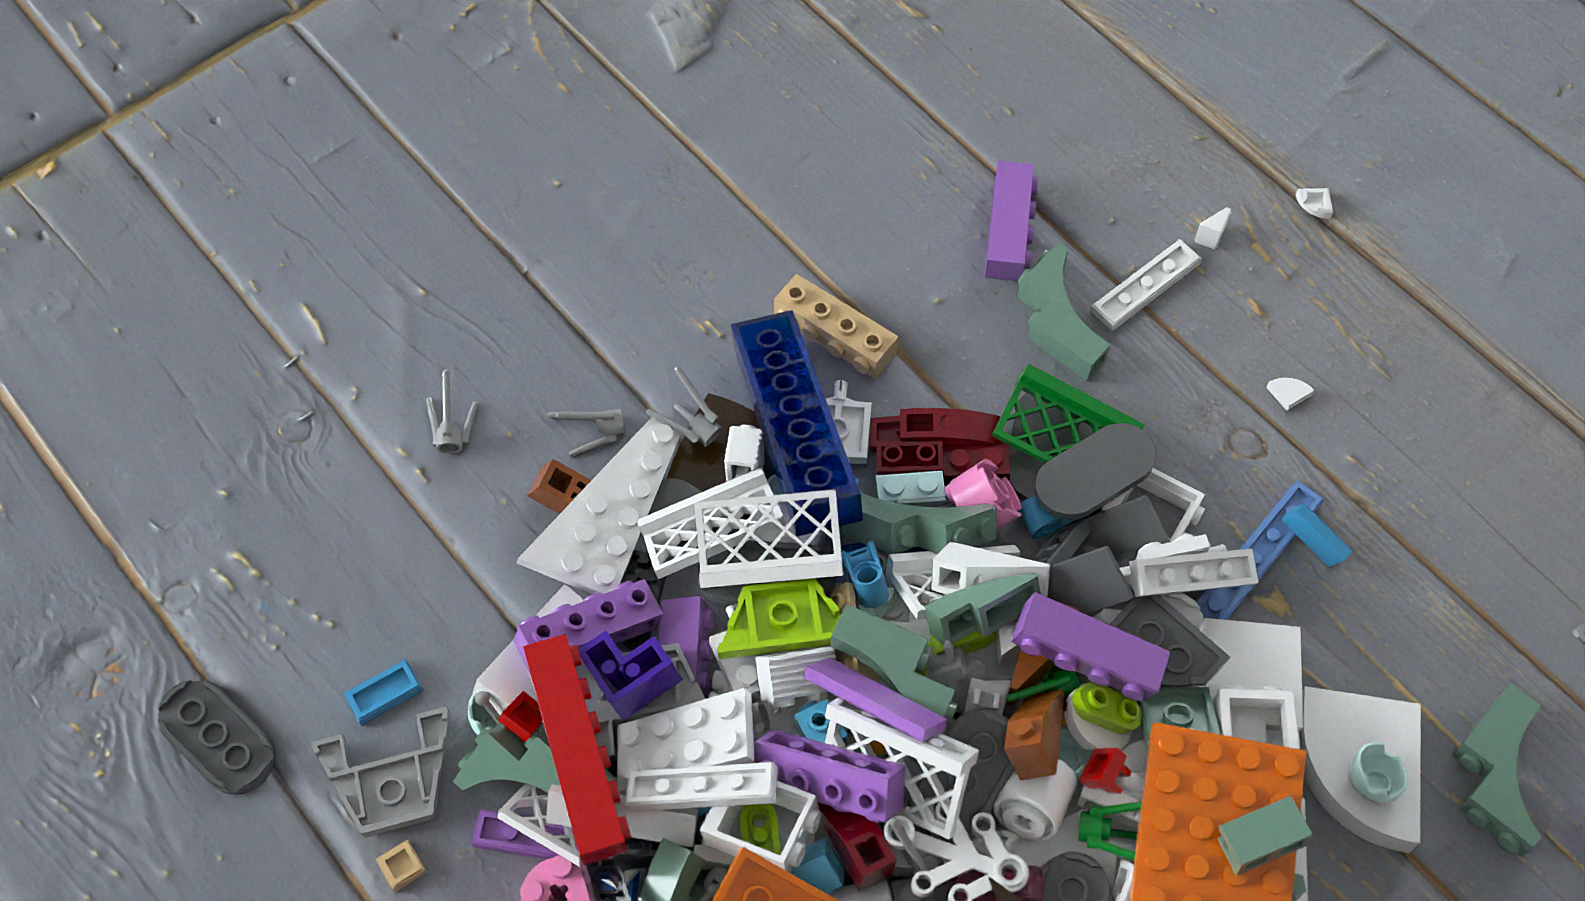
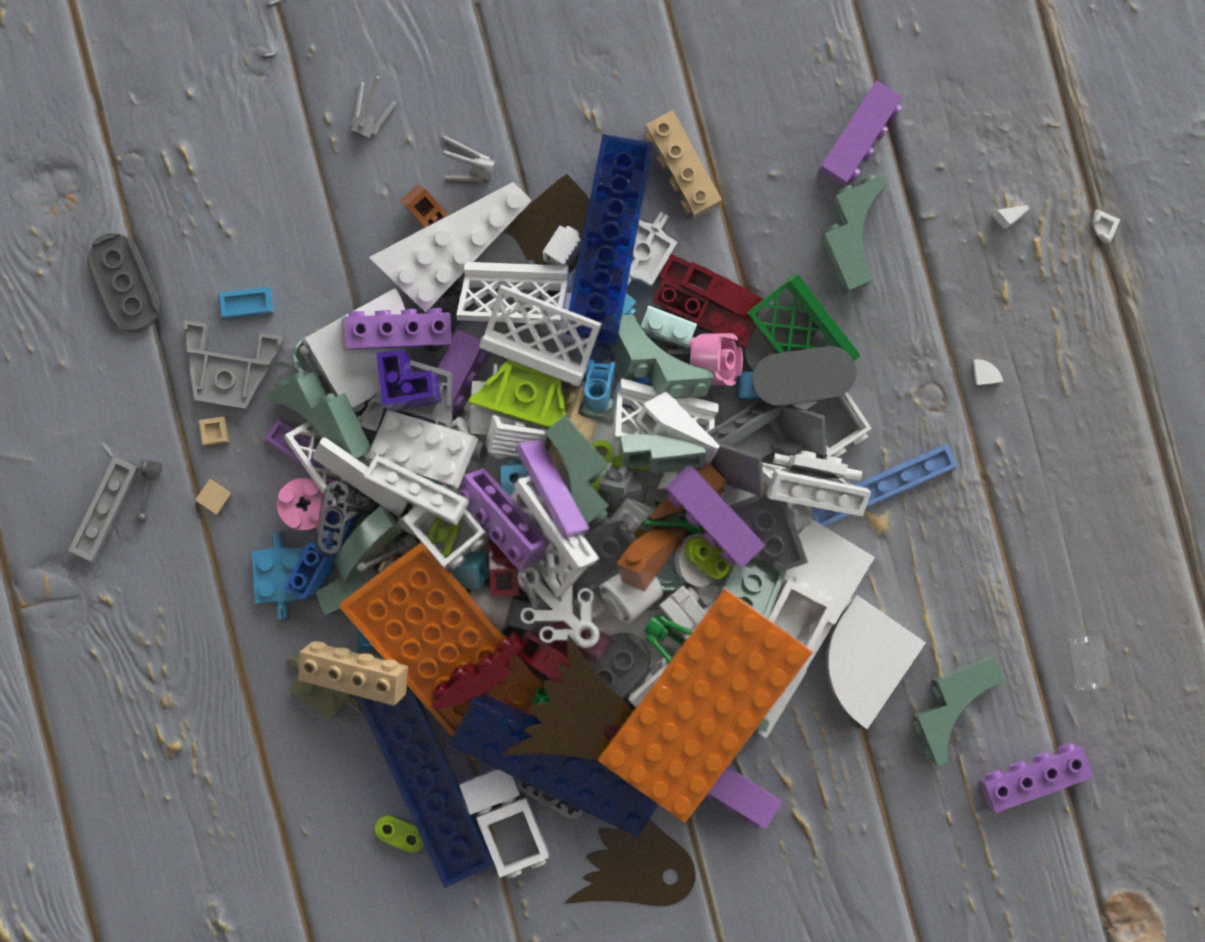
camera: 15 degrees right, 25 degrees up
(522, 716) = (326, 379): red tile -> none
(575, 750) = (346, 423): red brick -> none
(702, 427) = (548, 204): light grey plant -> none
(1104, 768) = (679, 599): red tile -> none
(1145, 285) = (933, 236): white tile -> none
(1264, 835) = (751, 694): sand green hinge -> none
(1316, 535) = (932, 493): dark azure tile -> none
(1378, 773) = (864, 677): light aqua hair -> none

